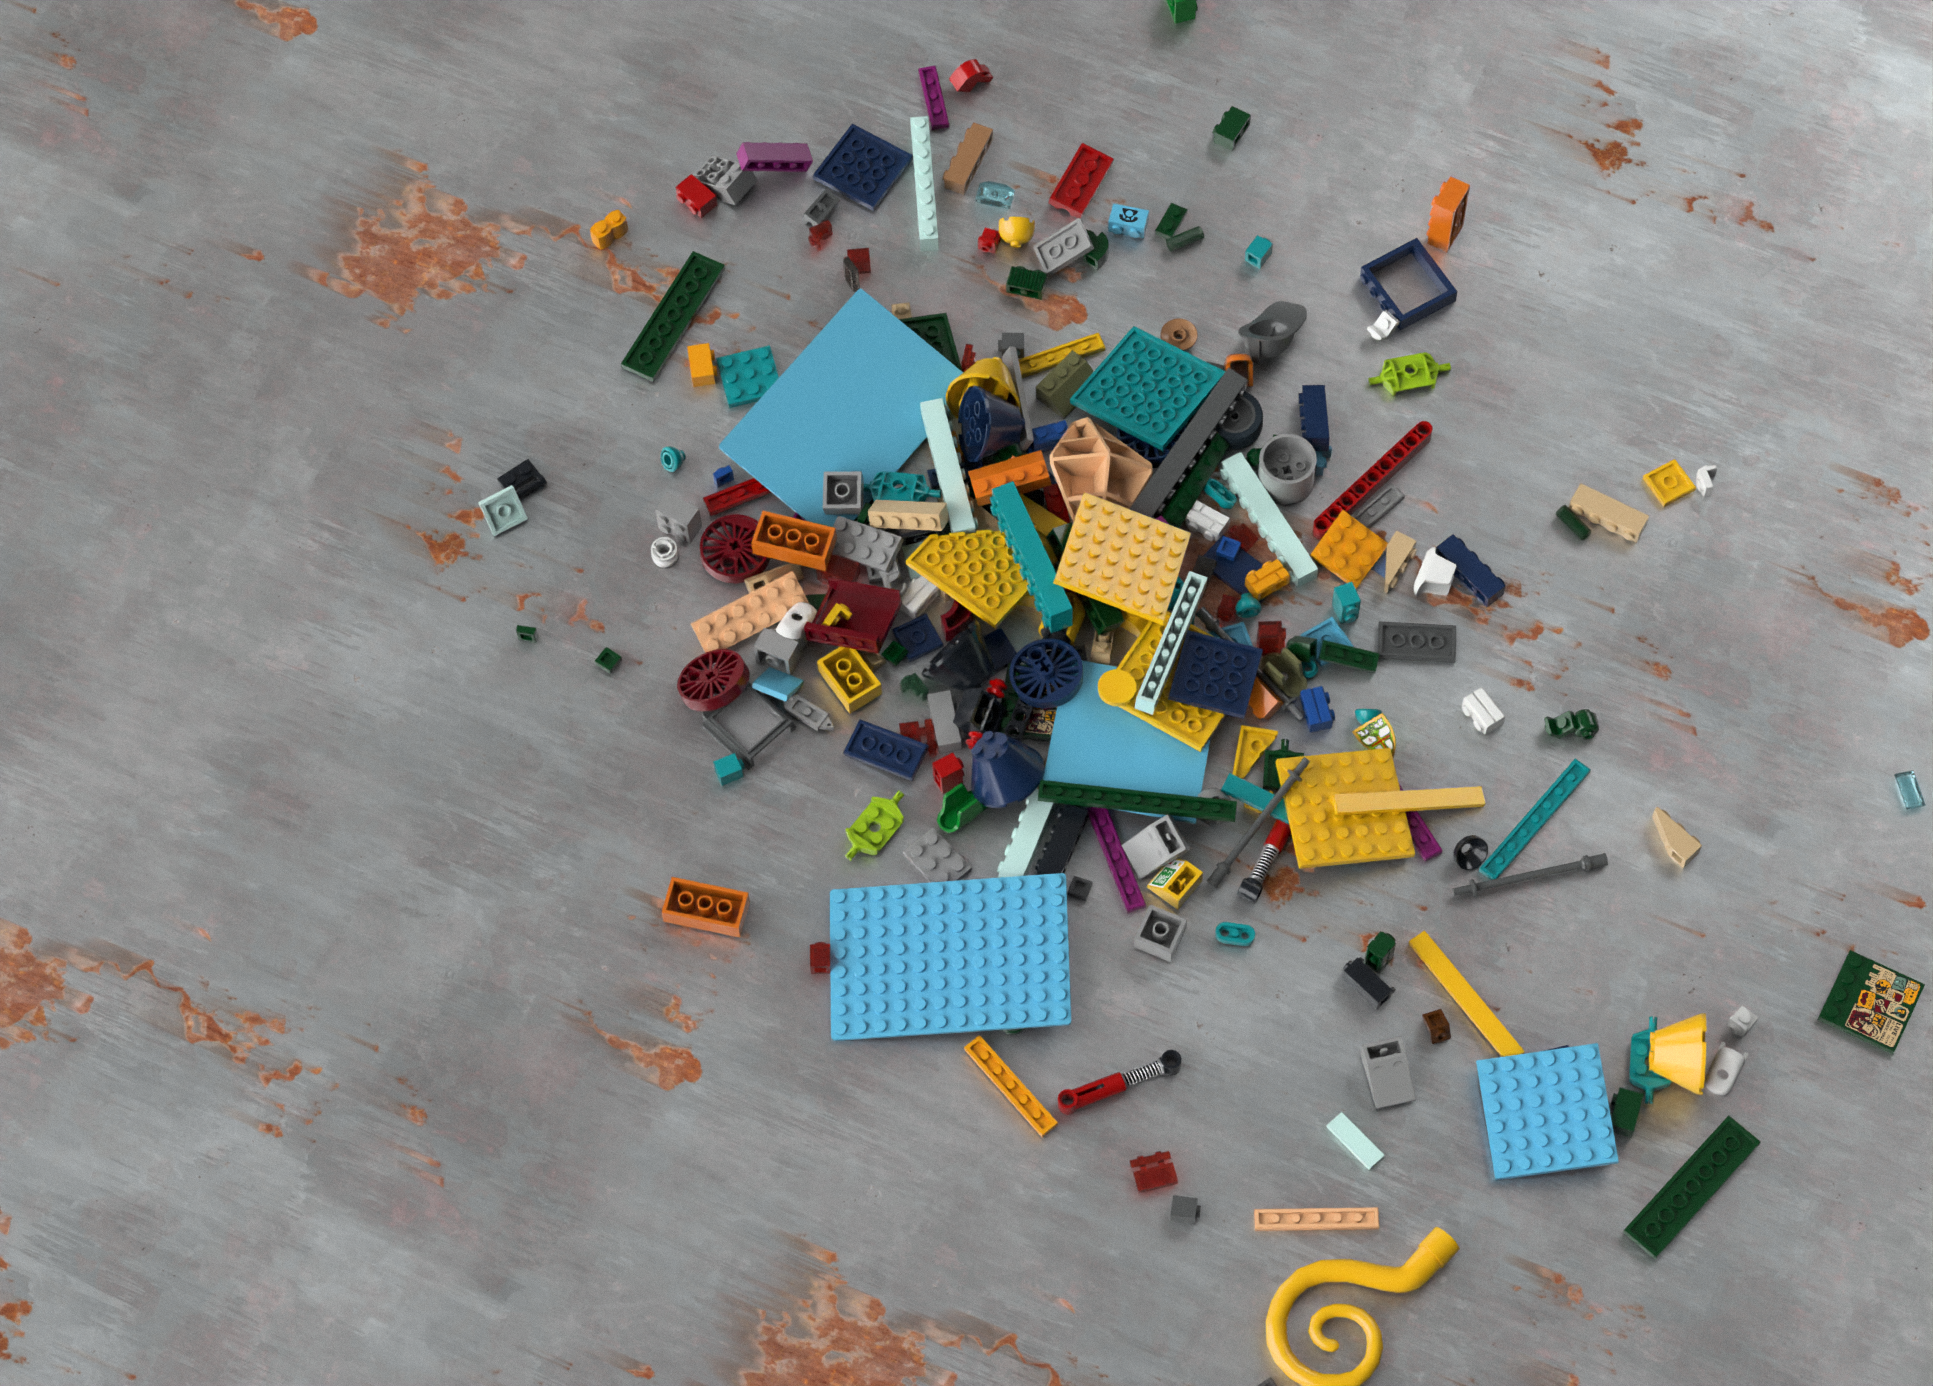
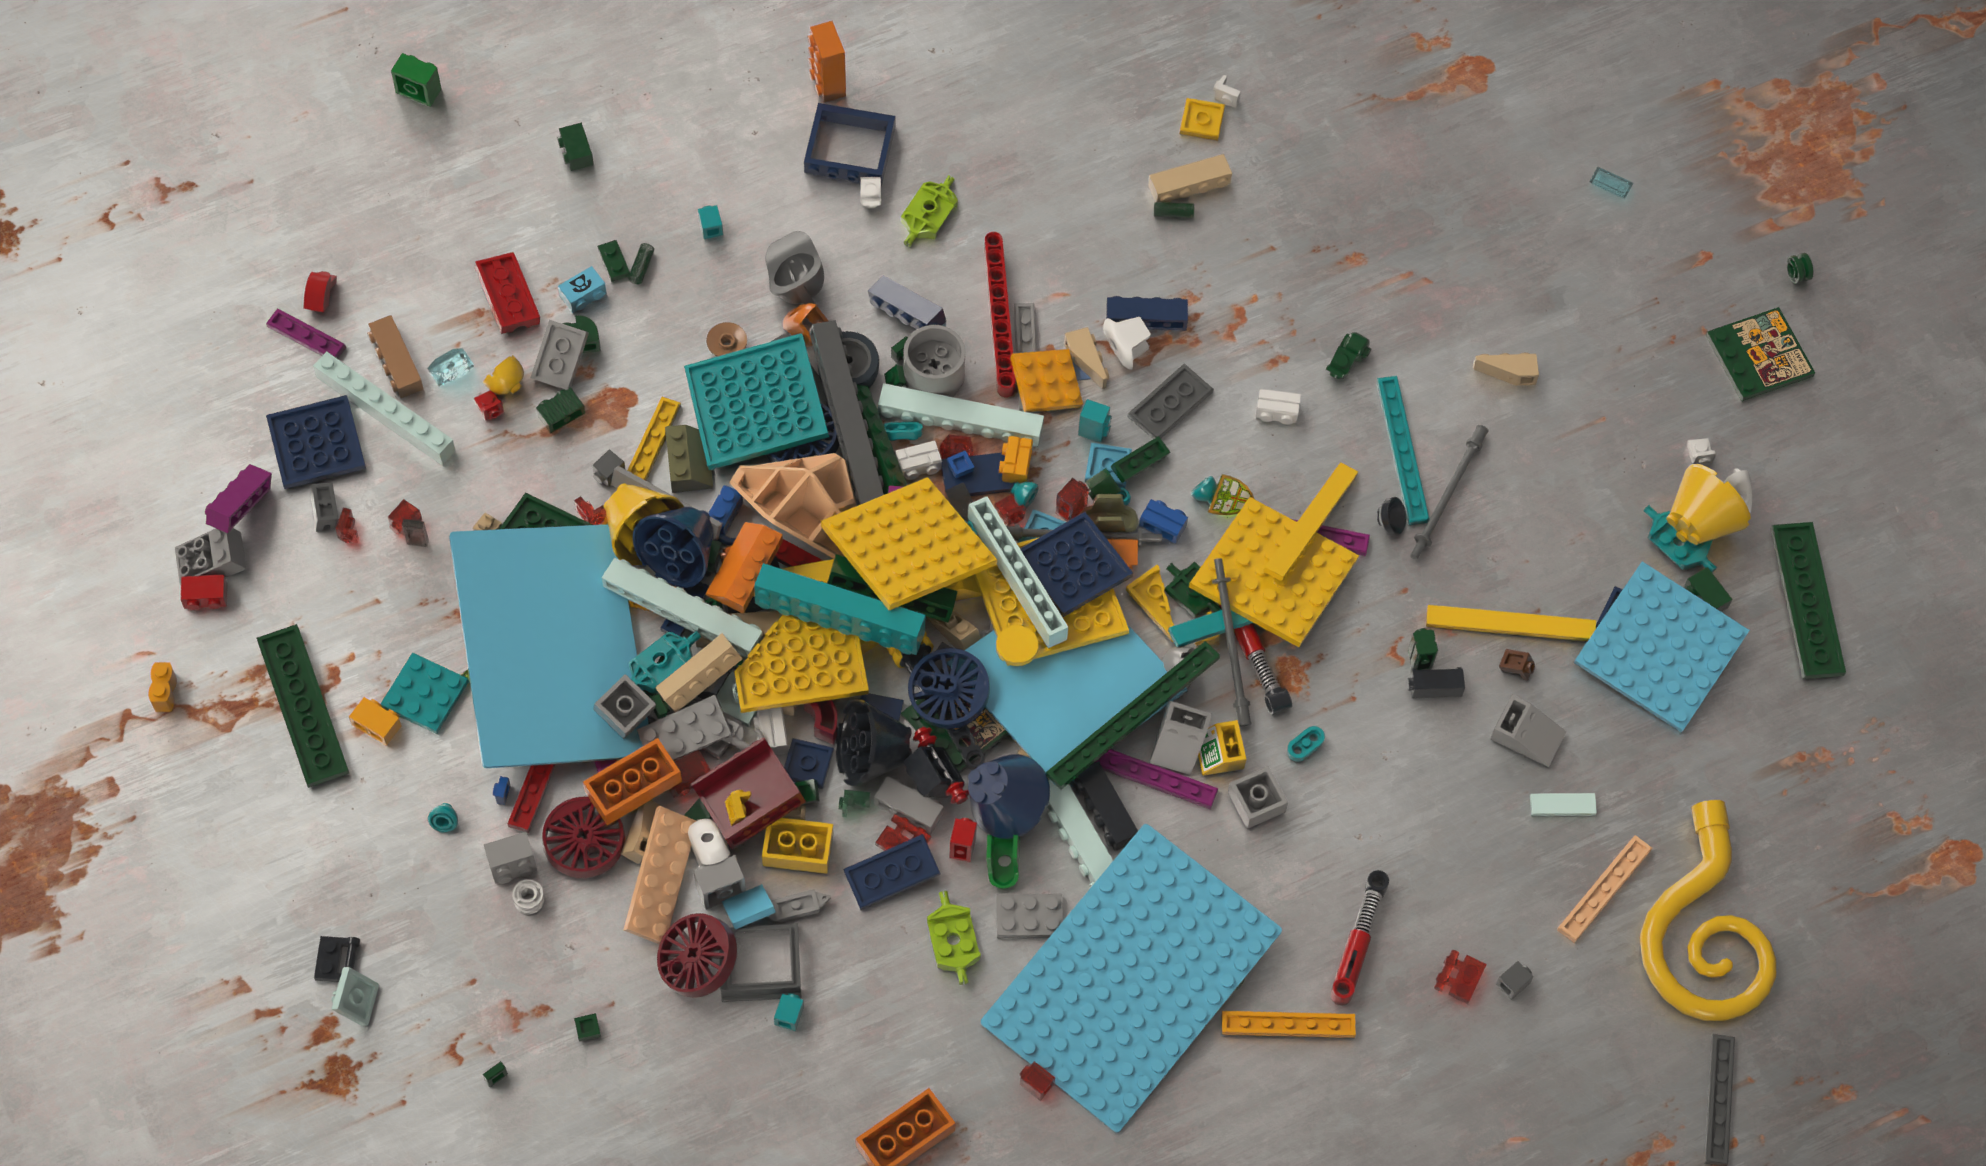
camera: 55 degrees left, 0 degrees up
(1079, 888) = (1158, 823): dark grey tile -> none

